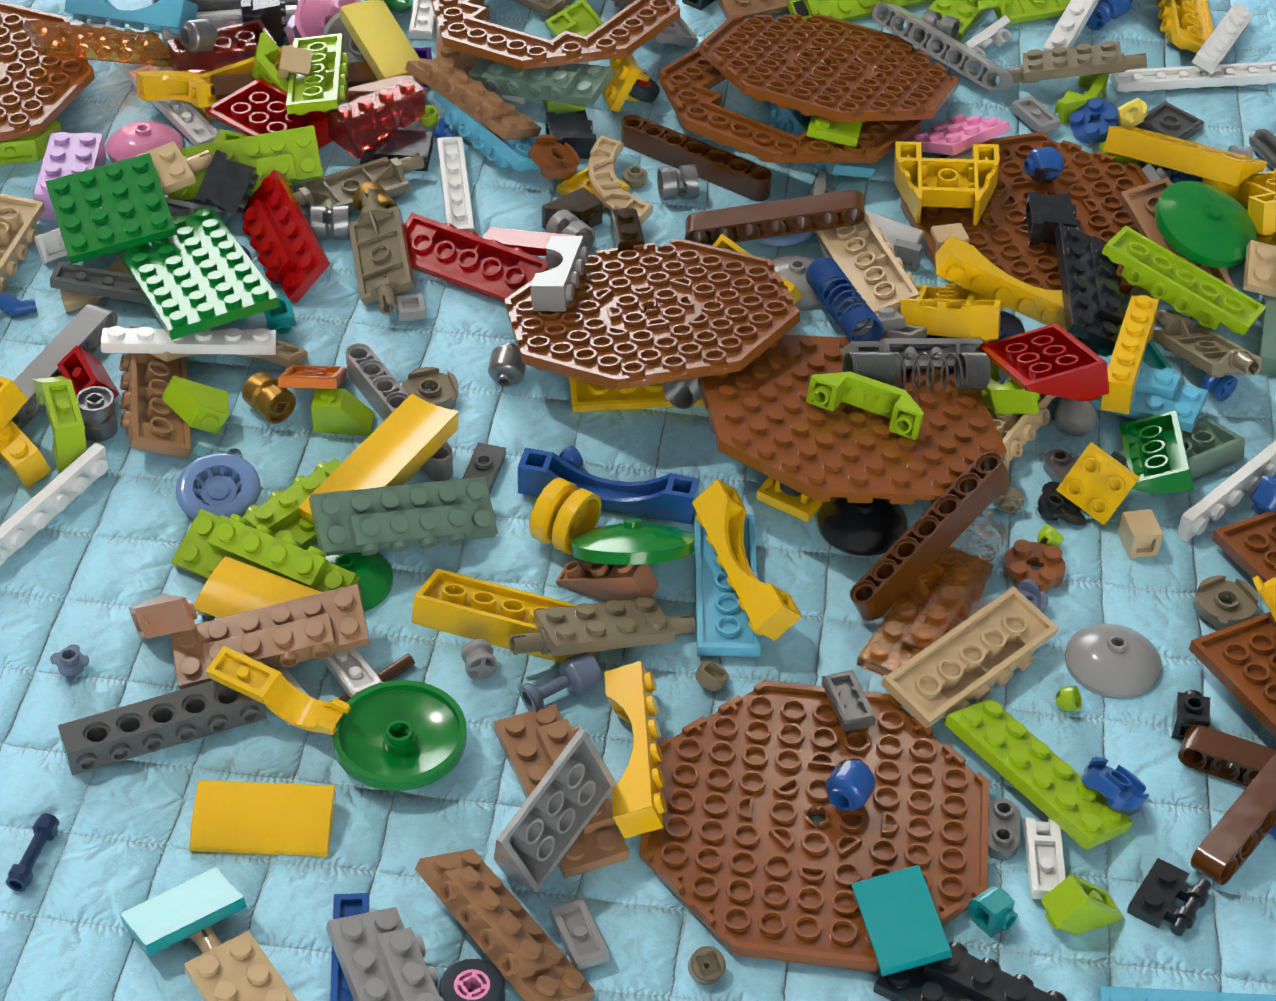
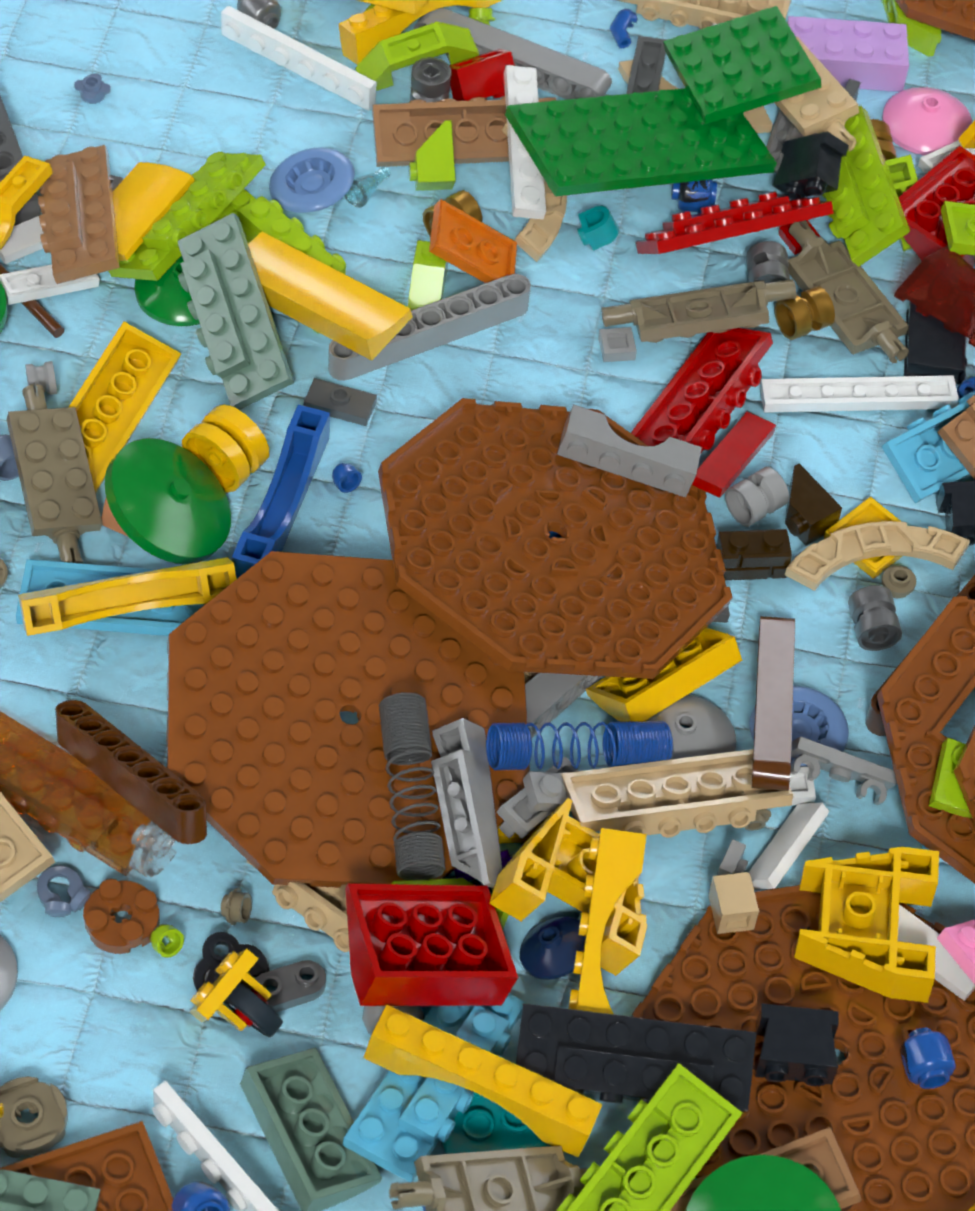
camera: 90 degrees right, 10 degrees up
(163, 616) = (116, 133): nougat slope -> none
(443, 386) = (465, 372): dark tan plate -> none
(554, 158) = (925, 487): dark orange plate -> none
(868, 394) = (313, 747): lime slope -> none
(1140, 533) = (154, 1034): tan panel -> none
(1157, 453) = (281, 1075): green slope -> none

